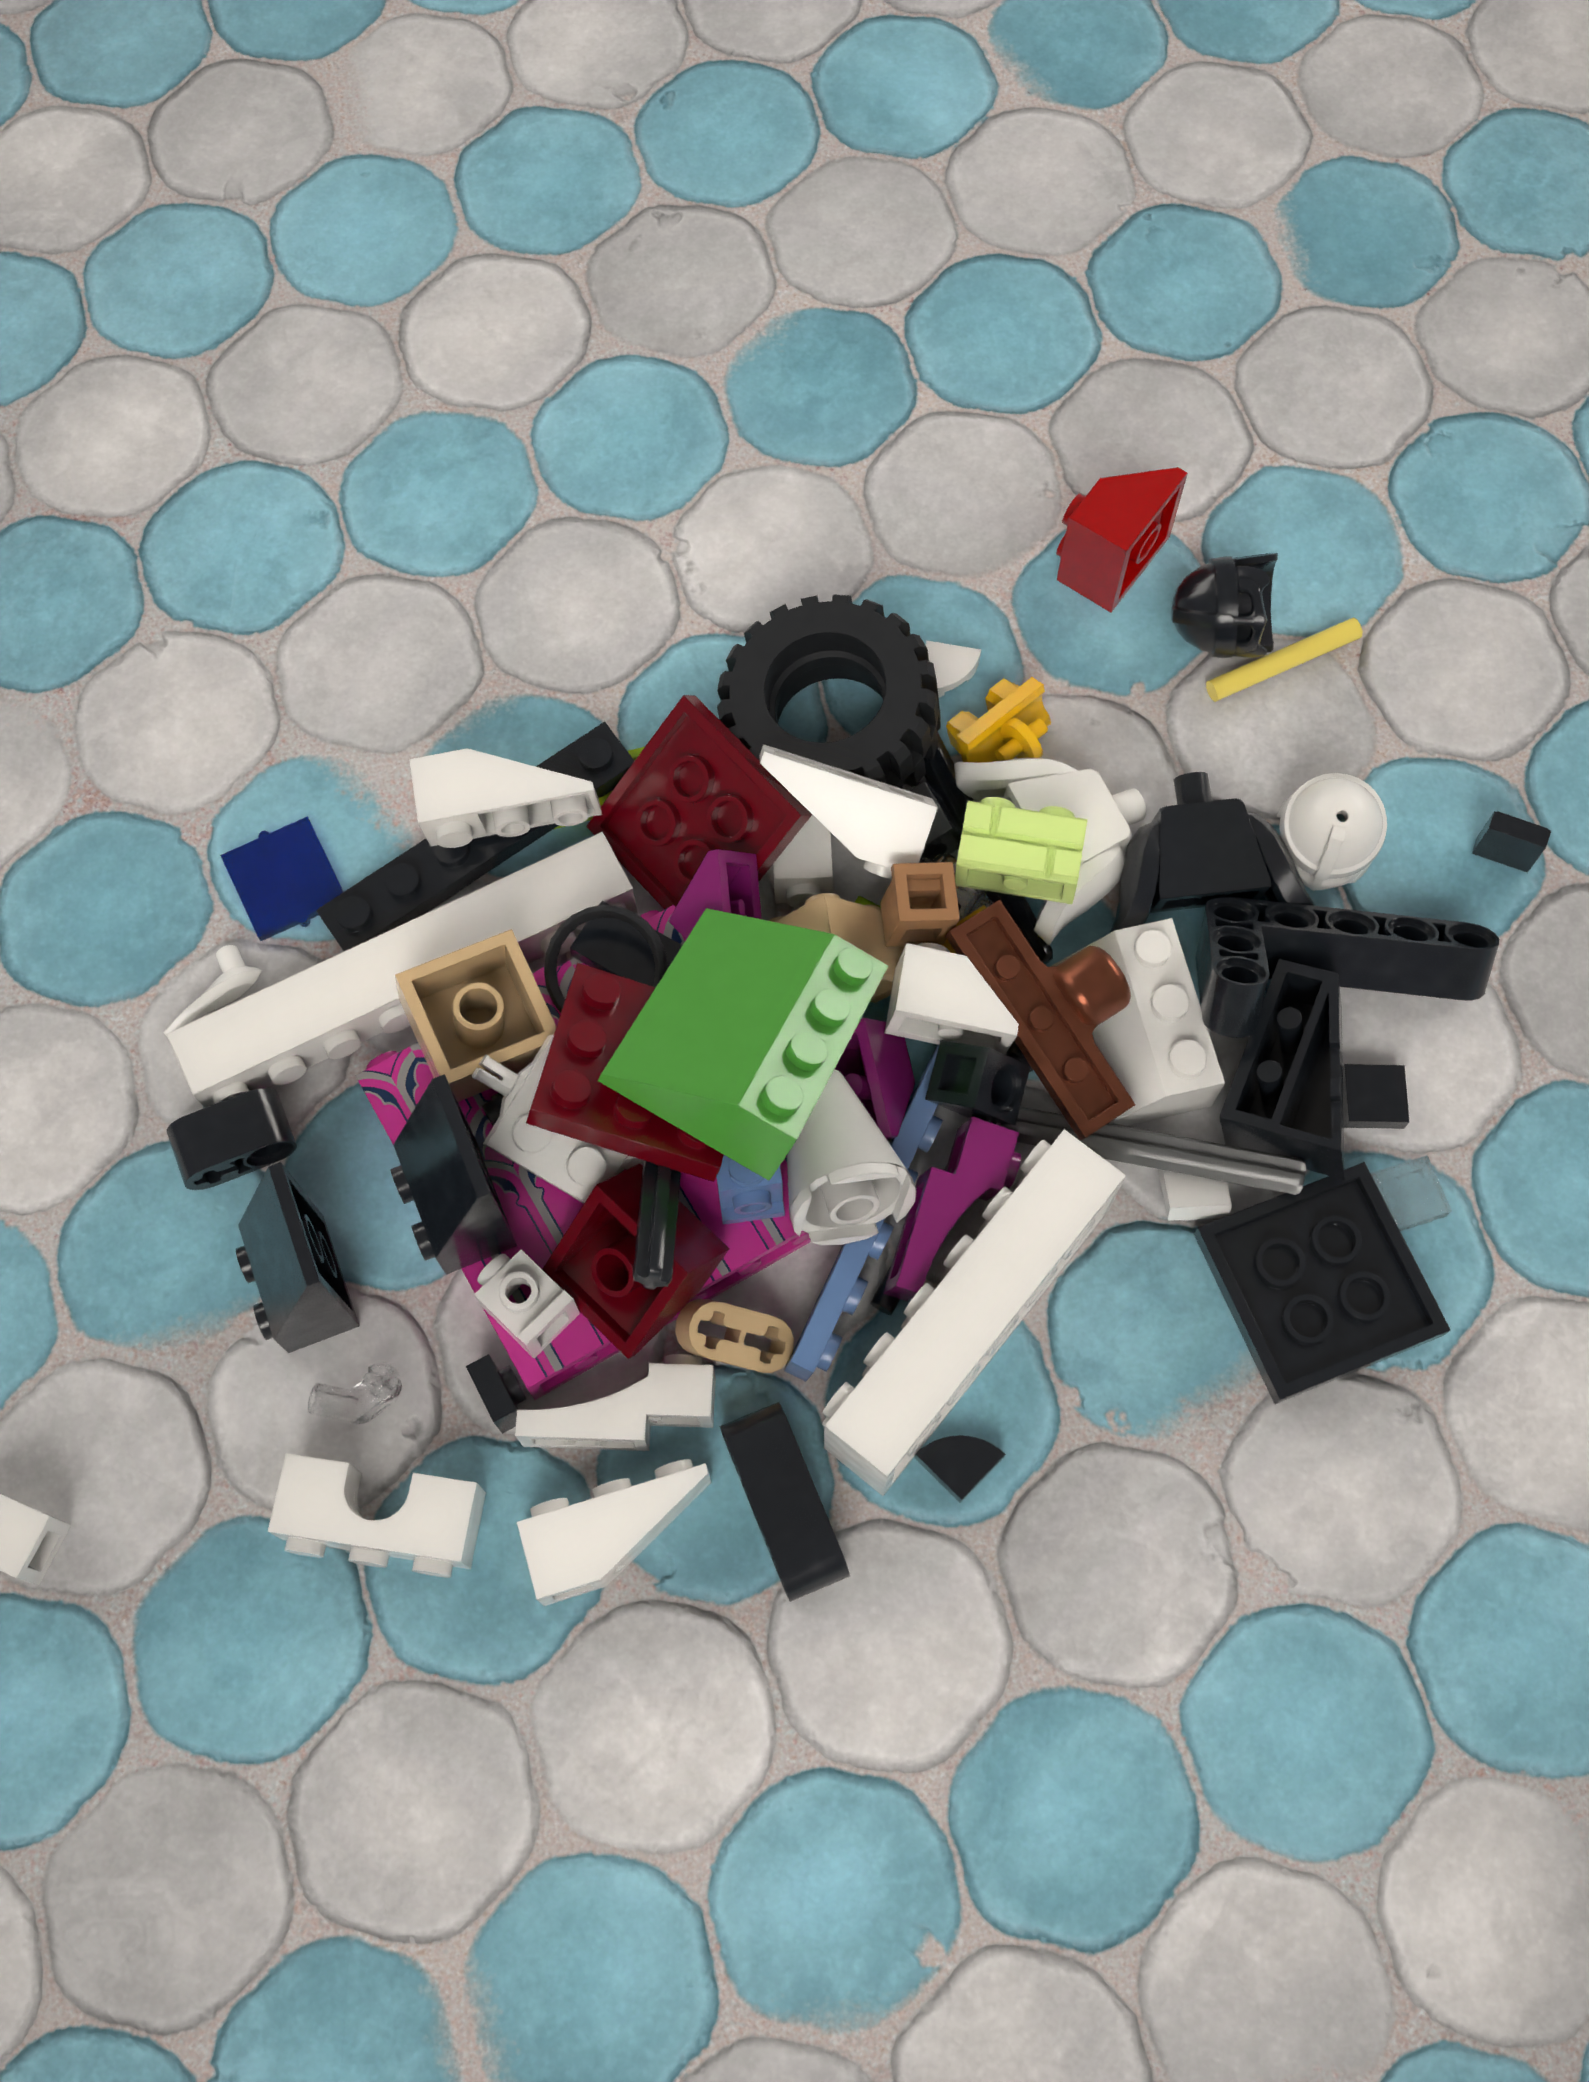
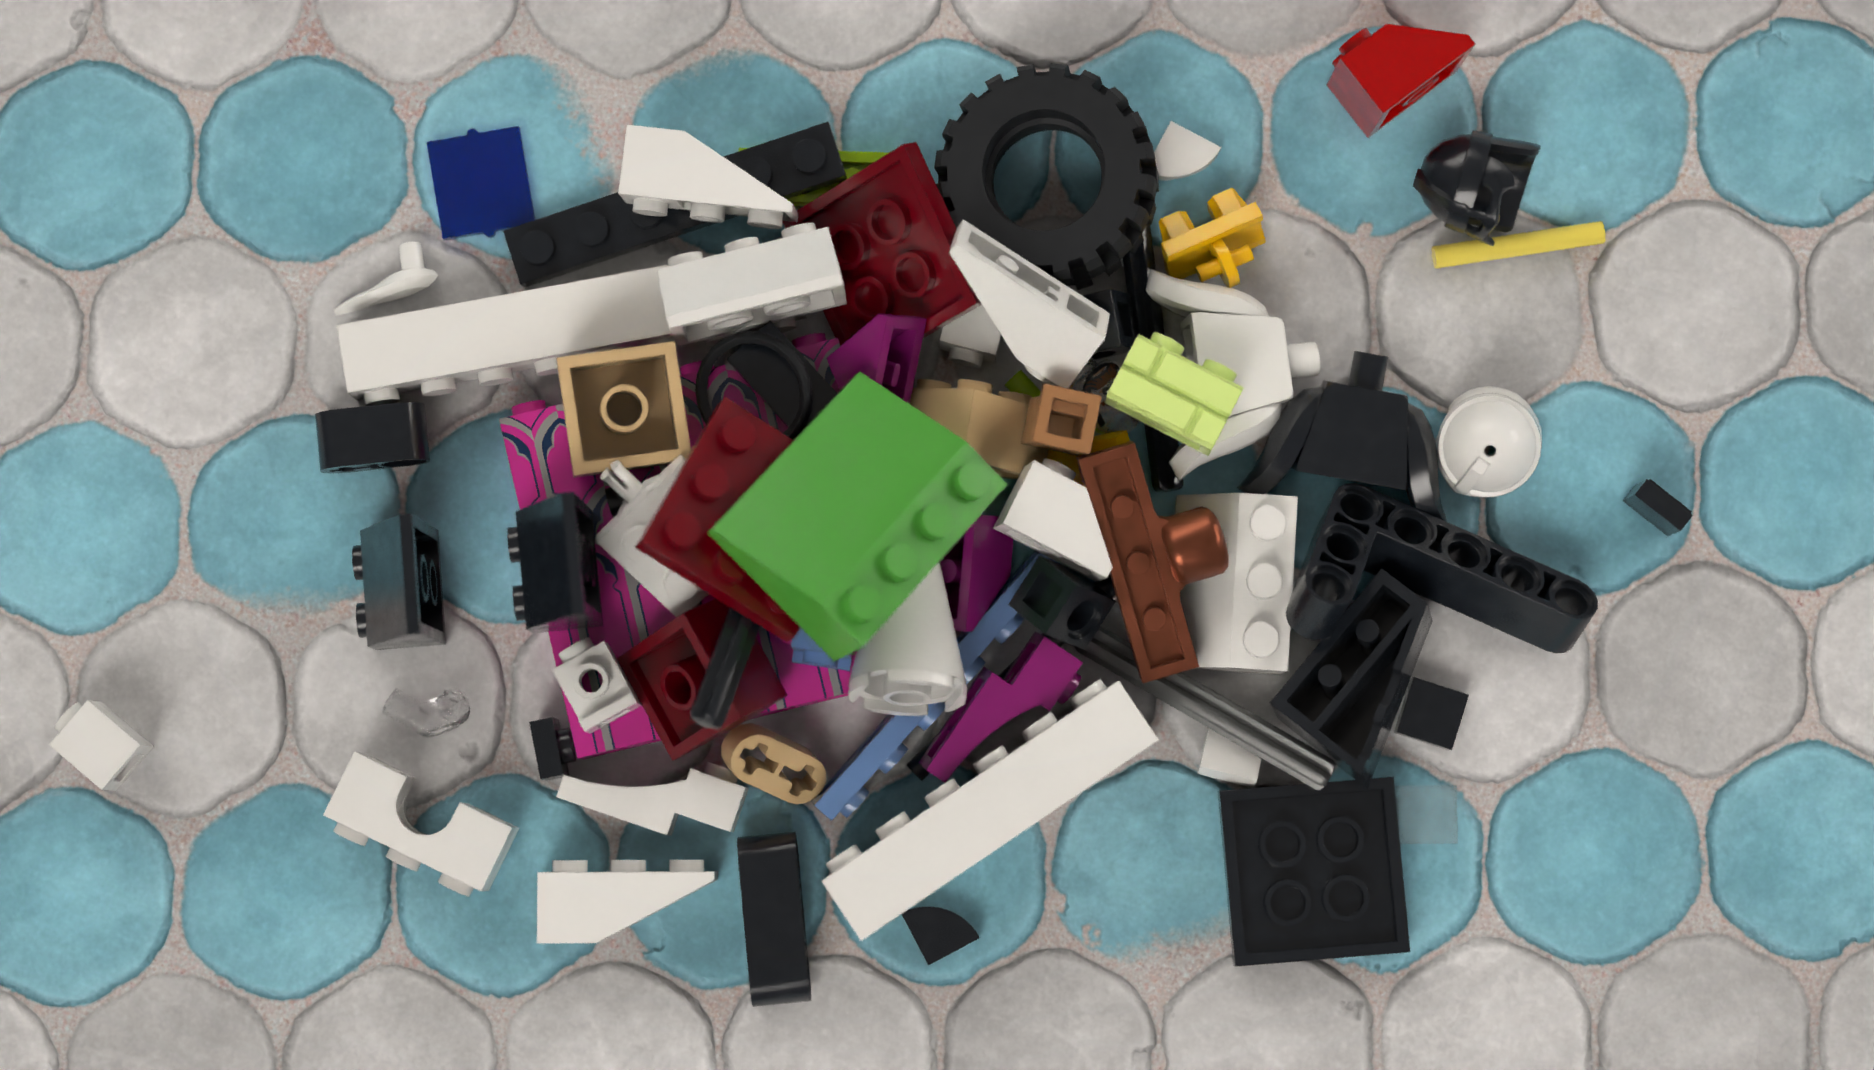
camera: 15 degrees right, 15 degrees up
(577, 867) = (751, 284): none -> white slope

